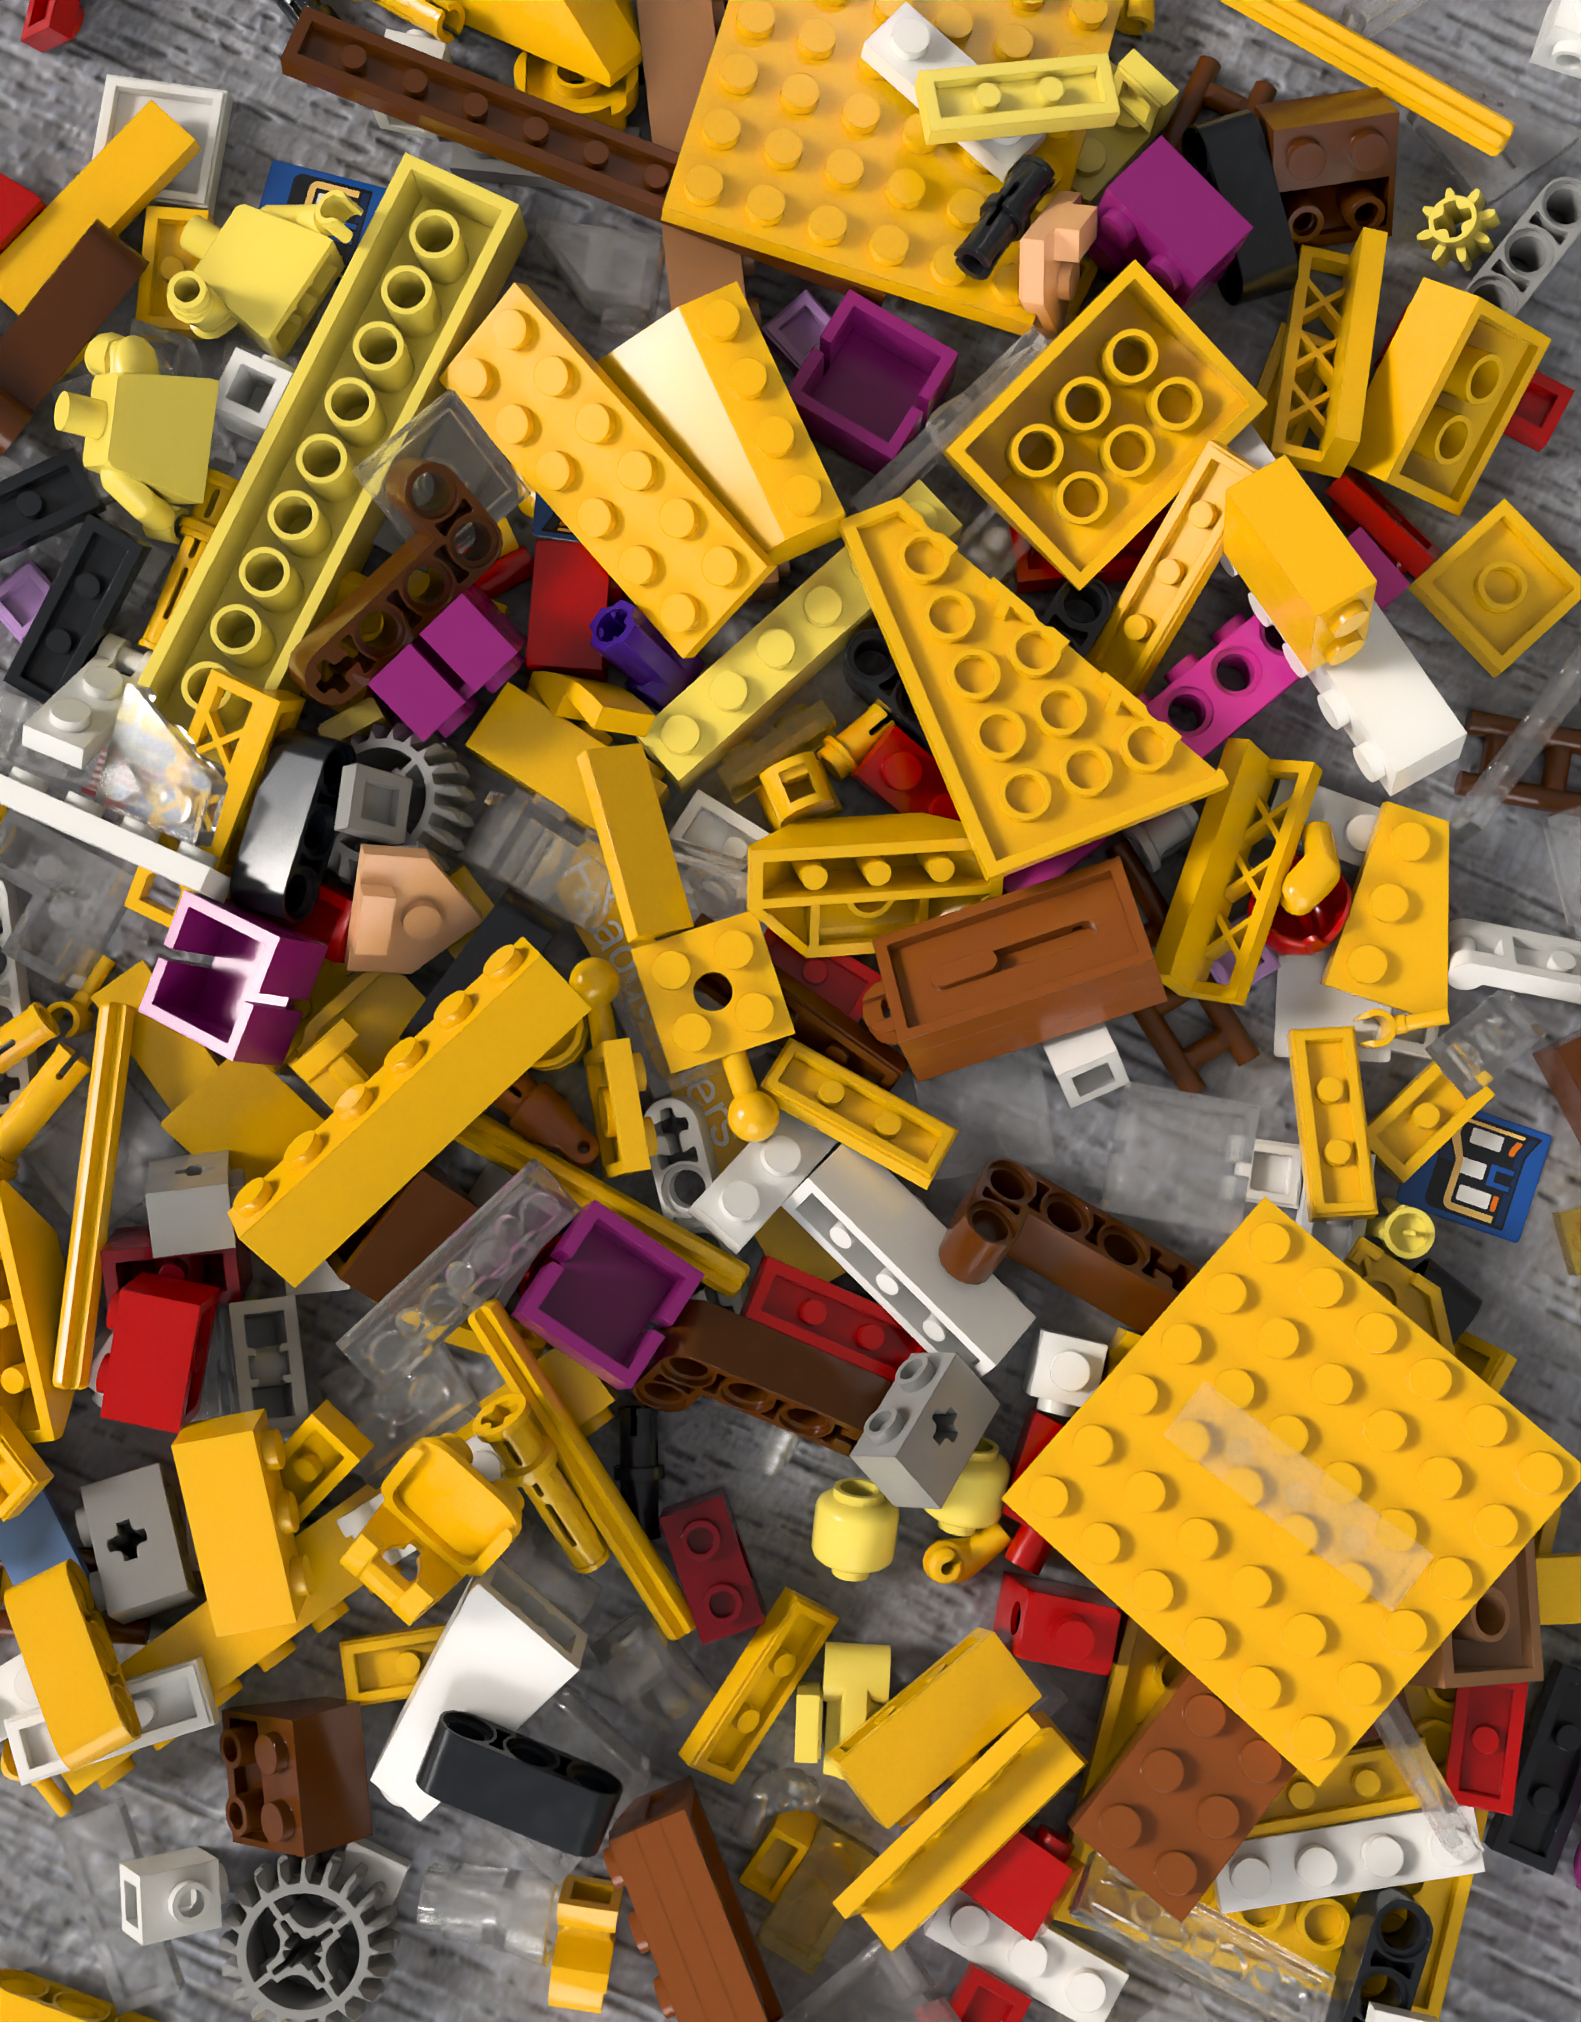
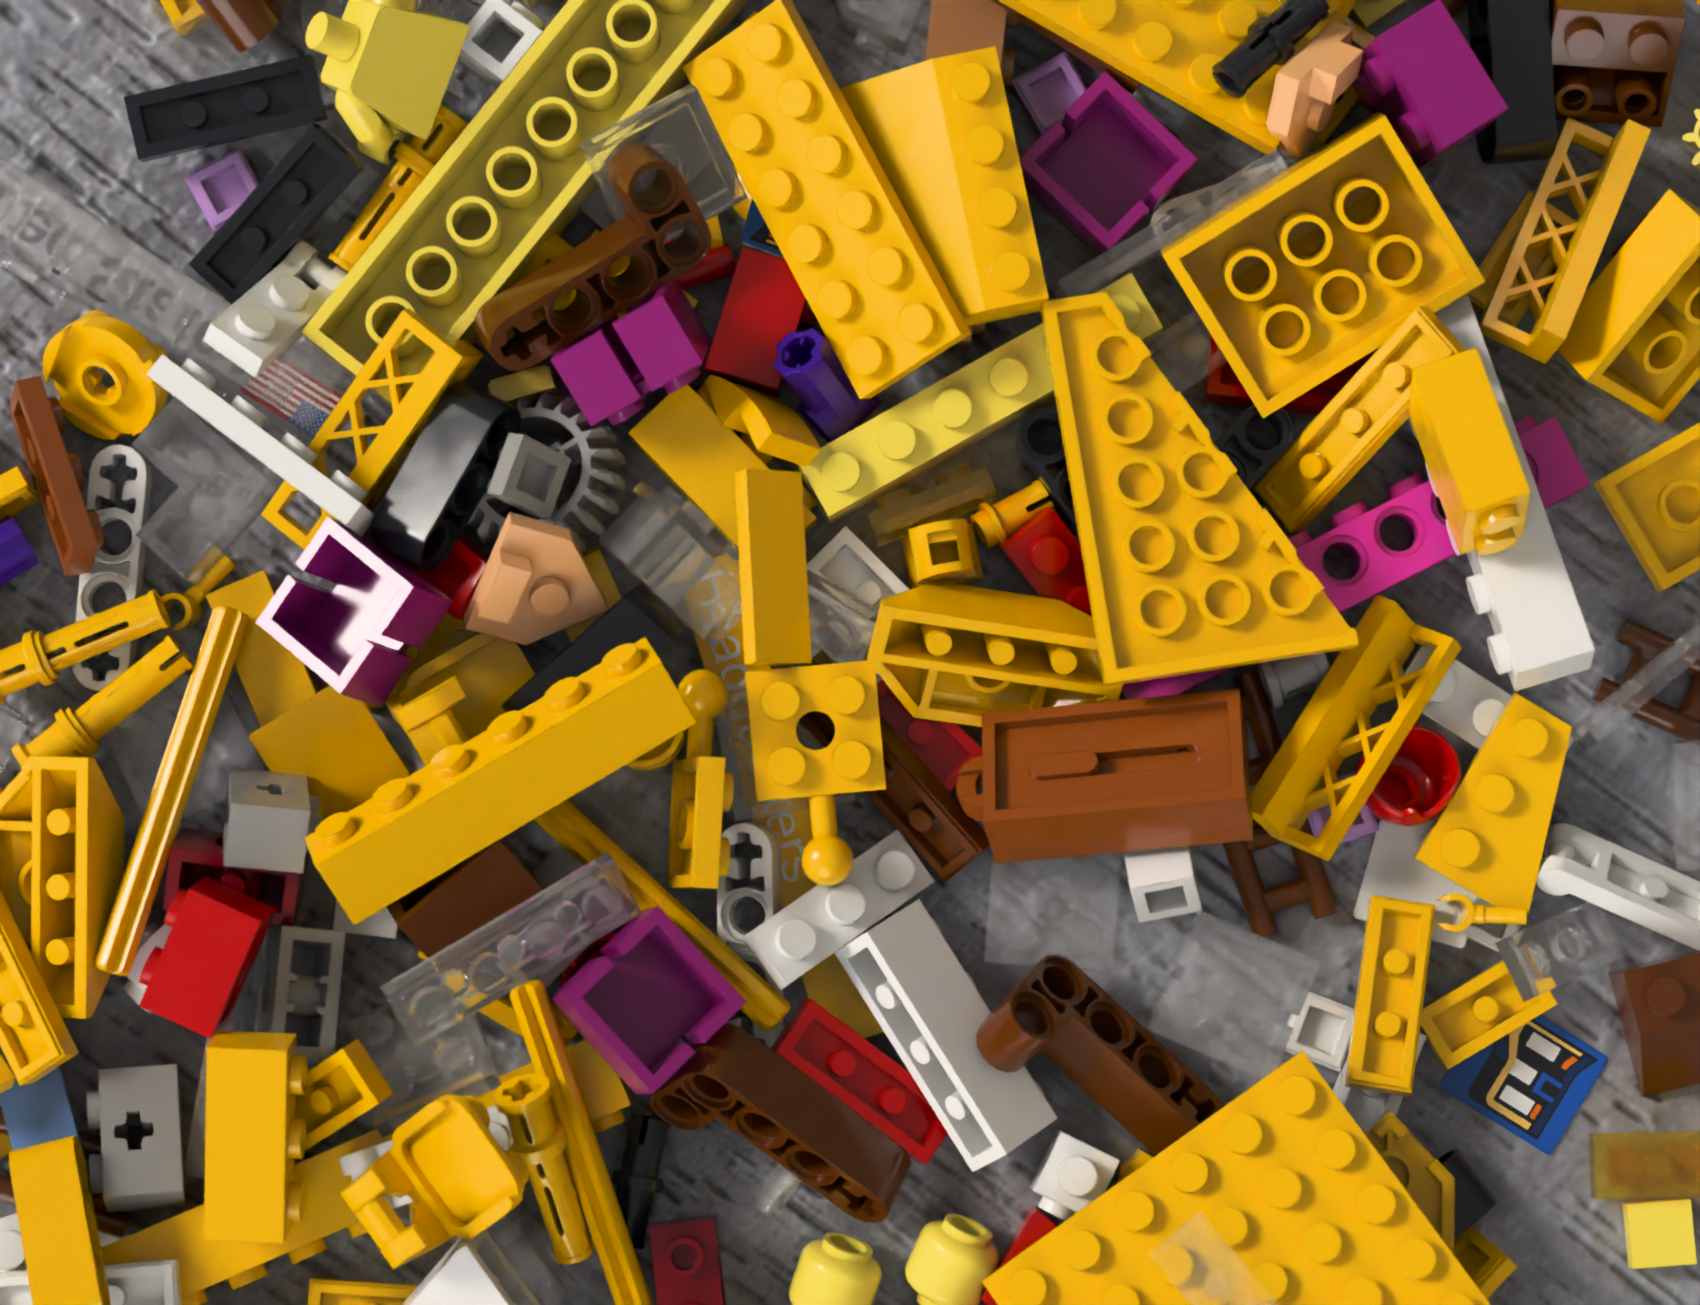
camera: 10 degrees right, 0 degrees up
(158, 774) = (328, 399): clear wing -> none
(547, 1120) = (627, 820): dark orange piece -> none
(858, 1113) = (930, 880): yellow tile -> none
(925, 1430) = (924, 1200): light grey brick -> none
(1315, 873) = (1428, 748): yellow arm -> none
(1364, 506) = (1592, 429): red plate -> none
(1403, 1232) = (1434, 1117): light yellow piece -> none

